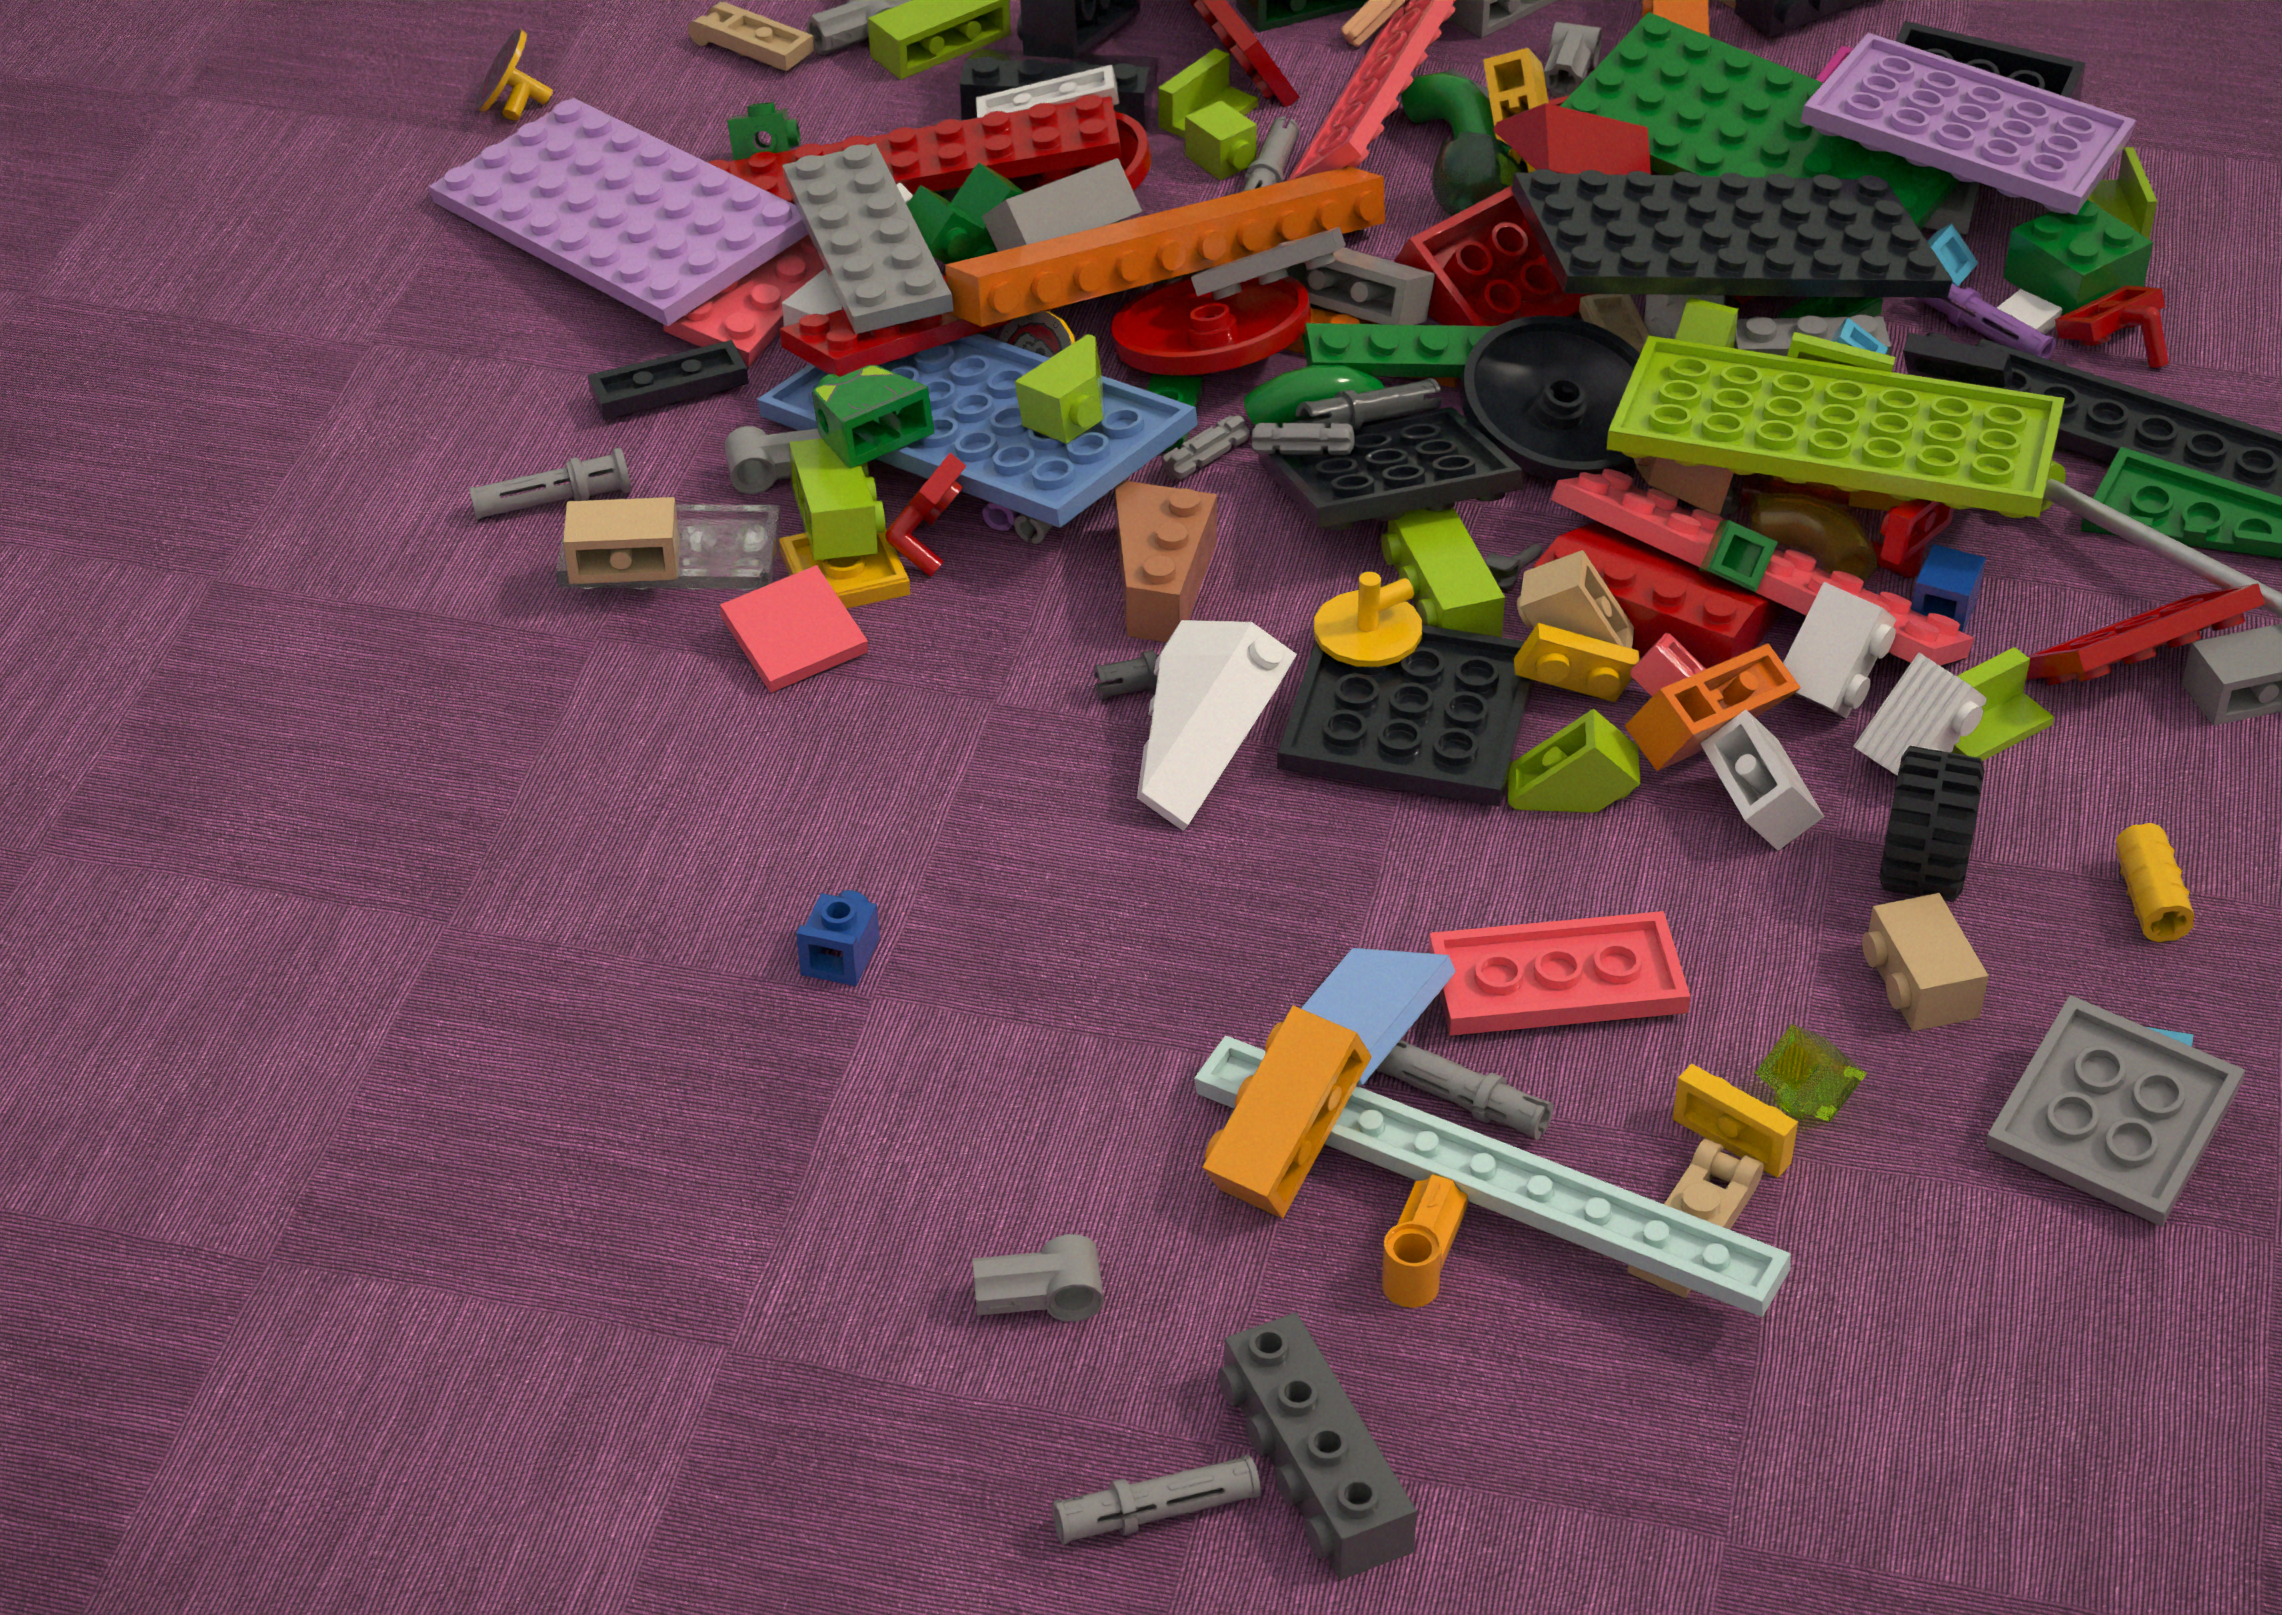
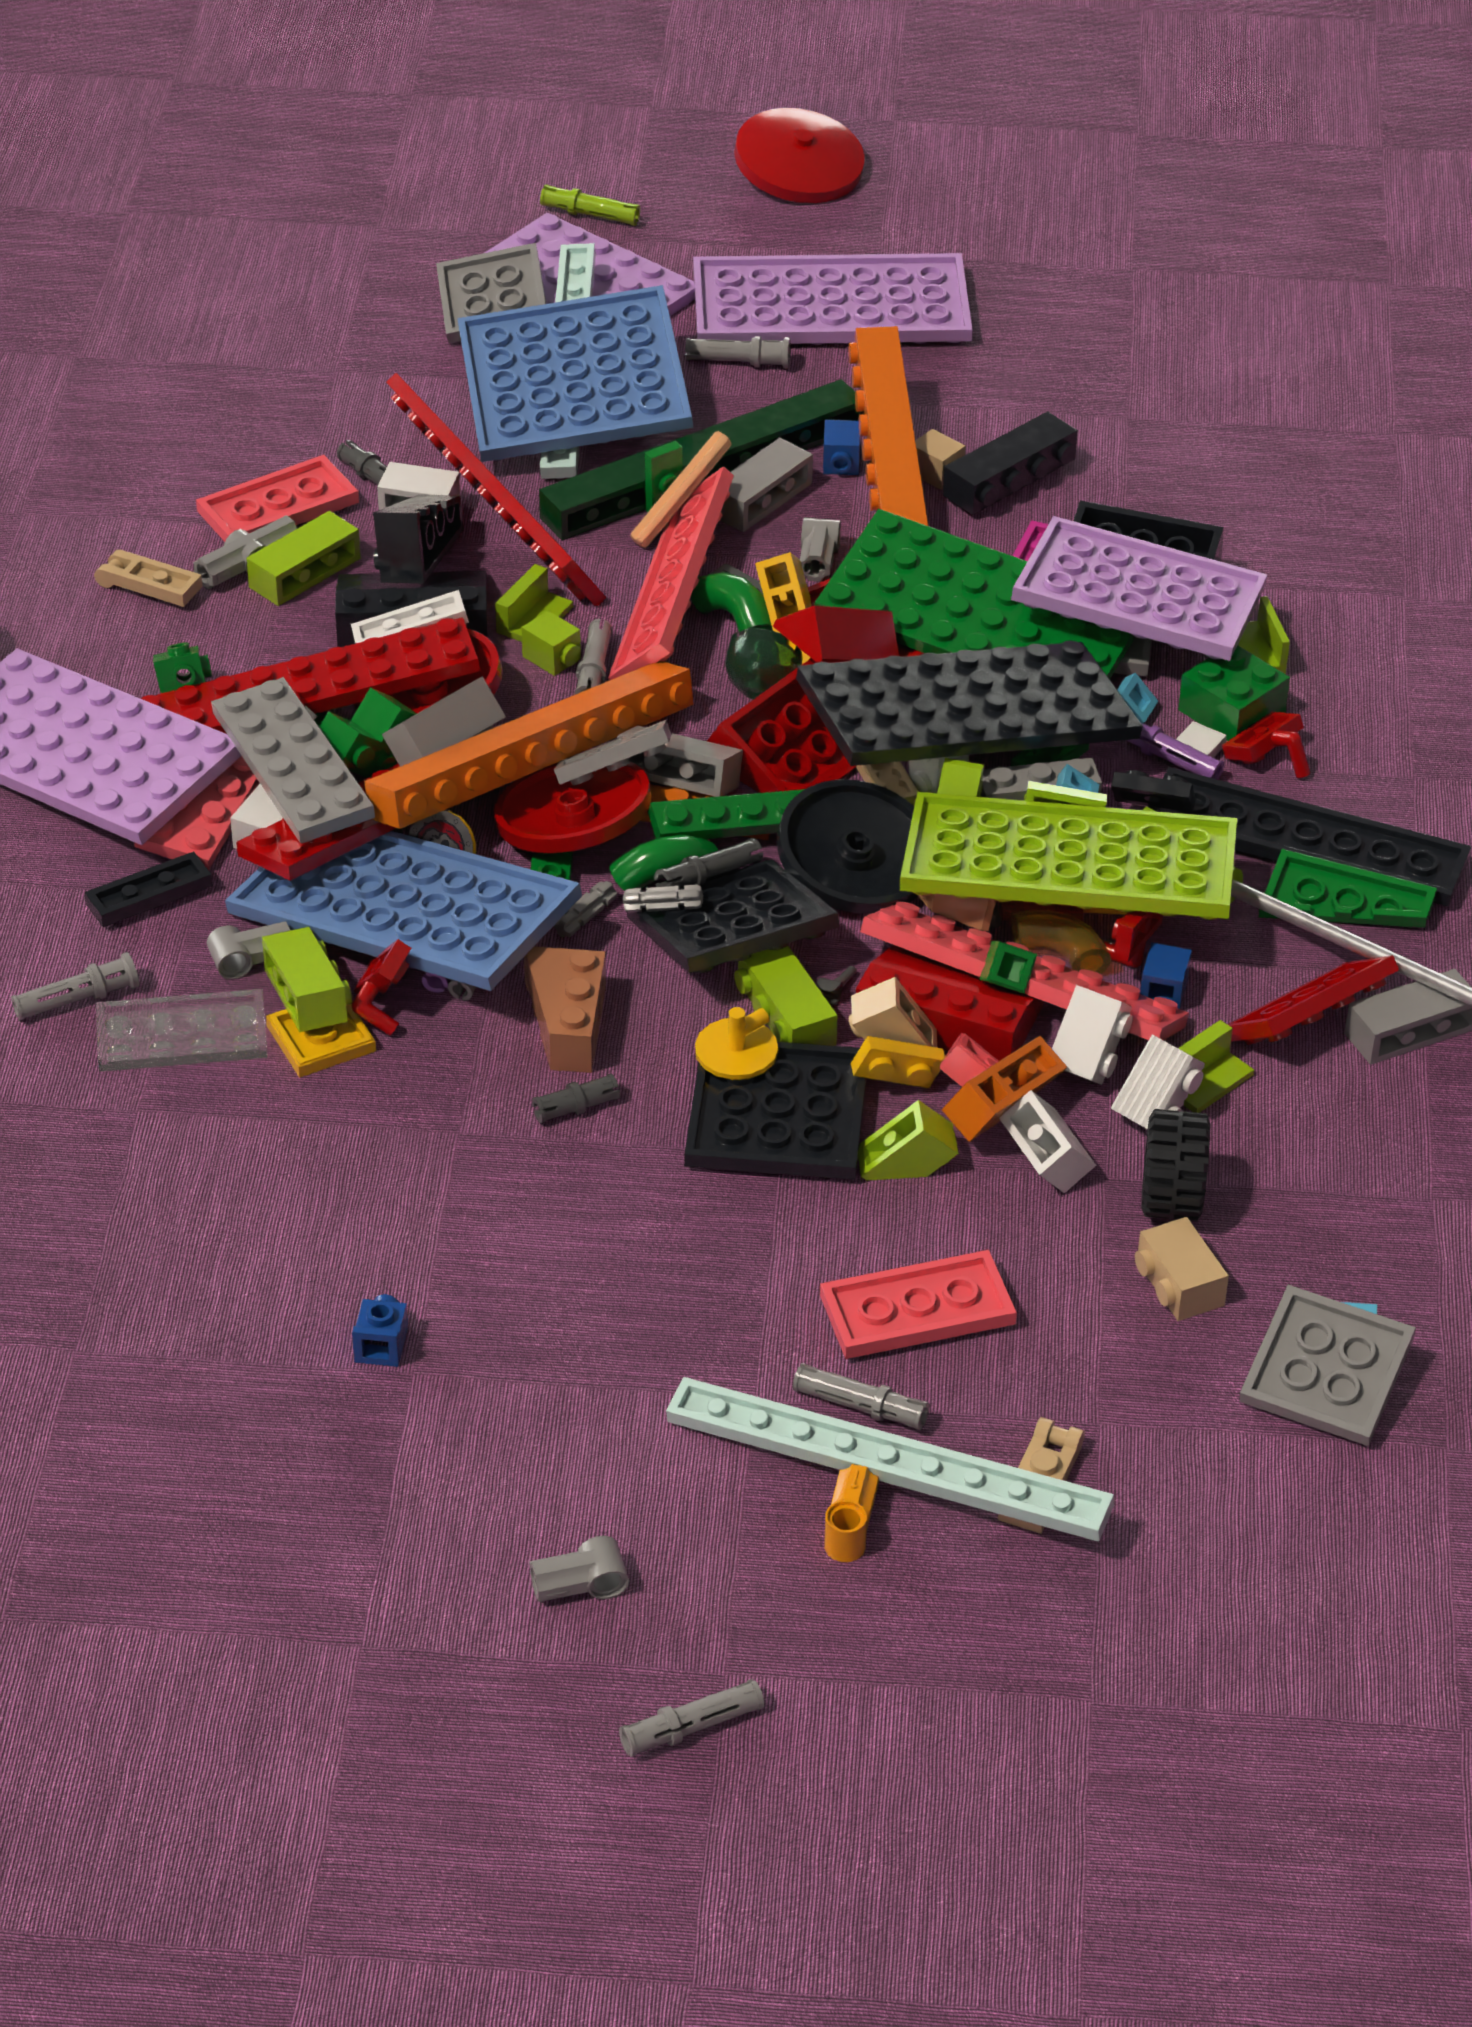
camera: 10 degrees left, 0 degrees up
(621, 540) = (149, 1031): tan brick -> none
(793, 628) = (294, 1089): coral tile -> none
(871, 413) = (324, 909): green torso -> none
(1063, 392) = (475, 881): lime slope -> none
(1205, 702) = (625, 1121): white wedge -> none
(1286, 1111) = (739, 1429): light orange brick -> none
(1318, 1447) = (799, 1667): dark grey brick -> none
(1380, 996) = (780, 1348): light blue tile -> none
(1734, 1119) = (1060, 1400): yellow plate -> none
(1809, 1074) = (1109, 1362): clear neon green brick -> none
(2154, 882) = (1339, 1192): yellow axle -> none

